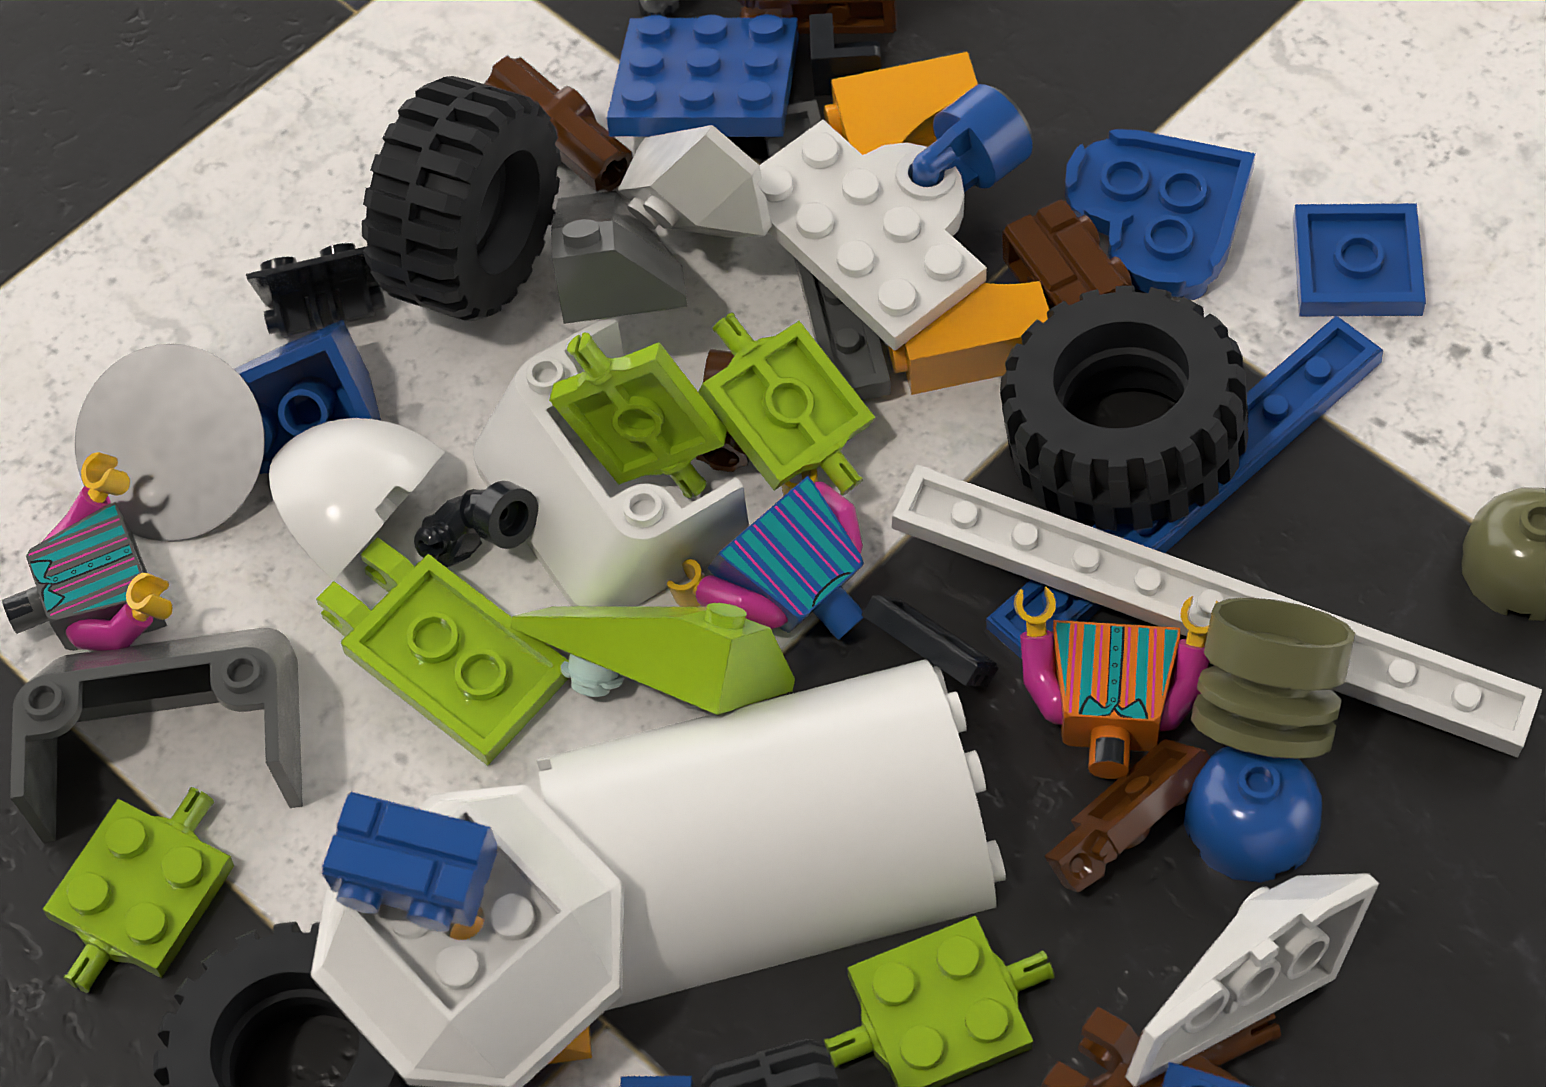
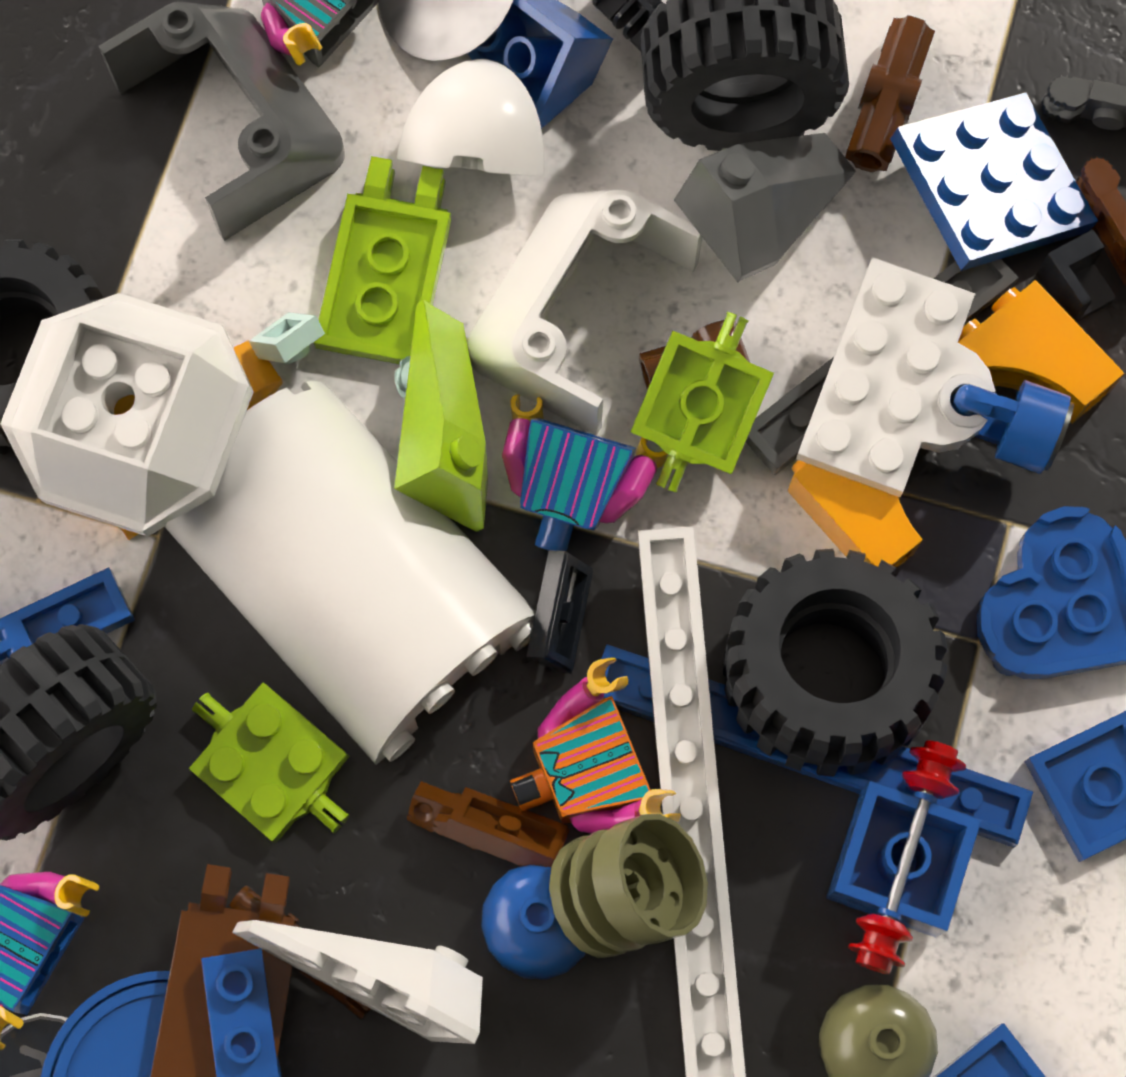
camera: 55 degrees right, 15 degrees up
(138, 888) = (105, 169): lime plate -> none
(409, 862) = (115, 339): blue brick -> none
(467, 763) = (287, 338): none -> light aqua plate
(498, 514) = (497, 231): black arm -> none
(638, 414) = (624, 298): lime plate -> none
(696, 185) = (852, 223): white wedge -> none
(1061, 254) = (959, 552): reddish brown brick -> none
(1355, 436) = (905, 858): none -> blue brick

